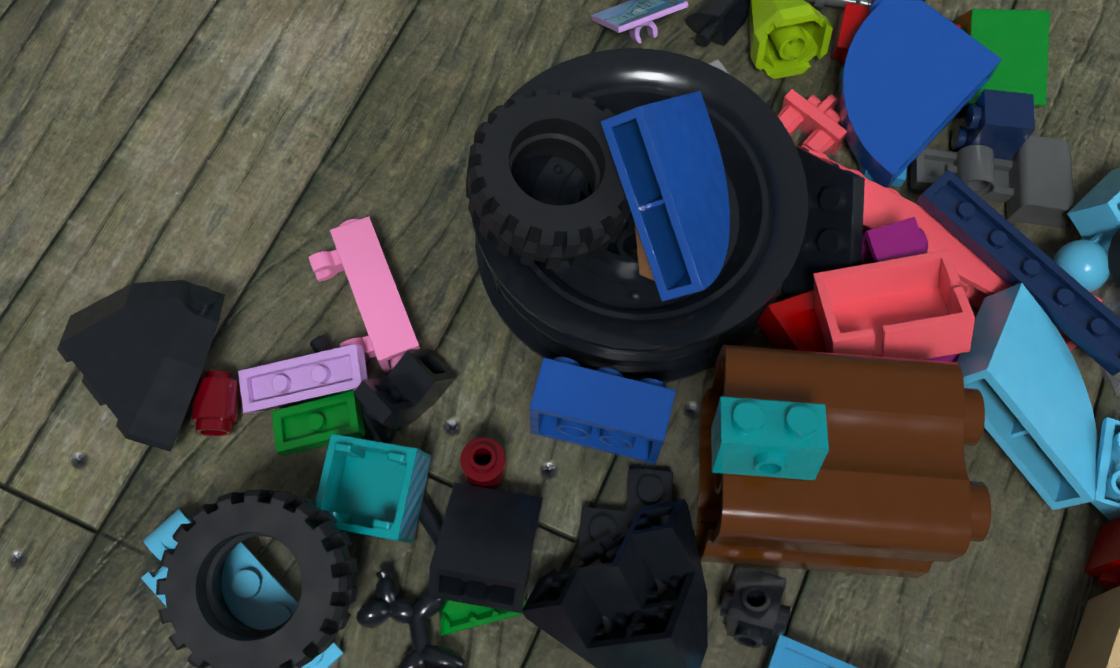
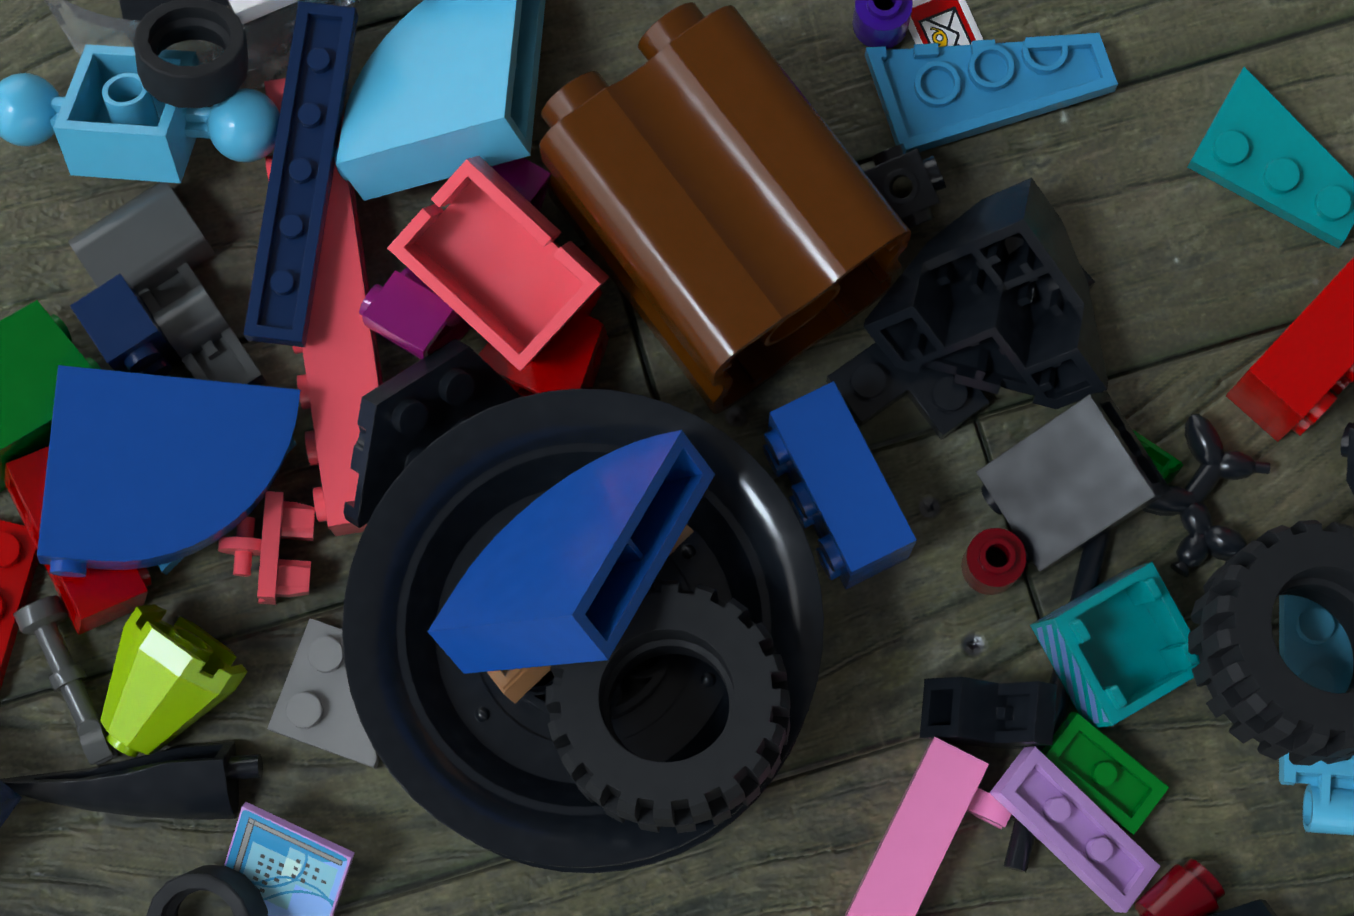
camera: 125 degrees left, 10 degrees up
(769, 438) = (800, 237): teal brick -> none

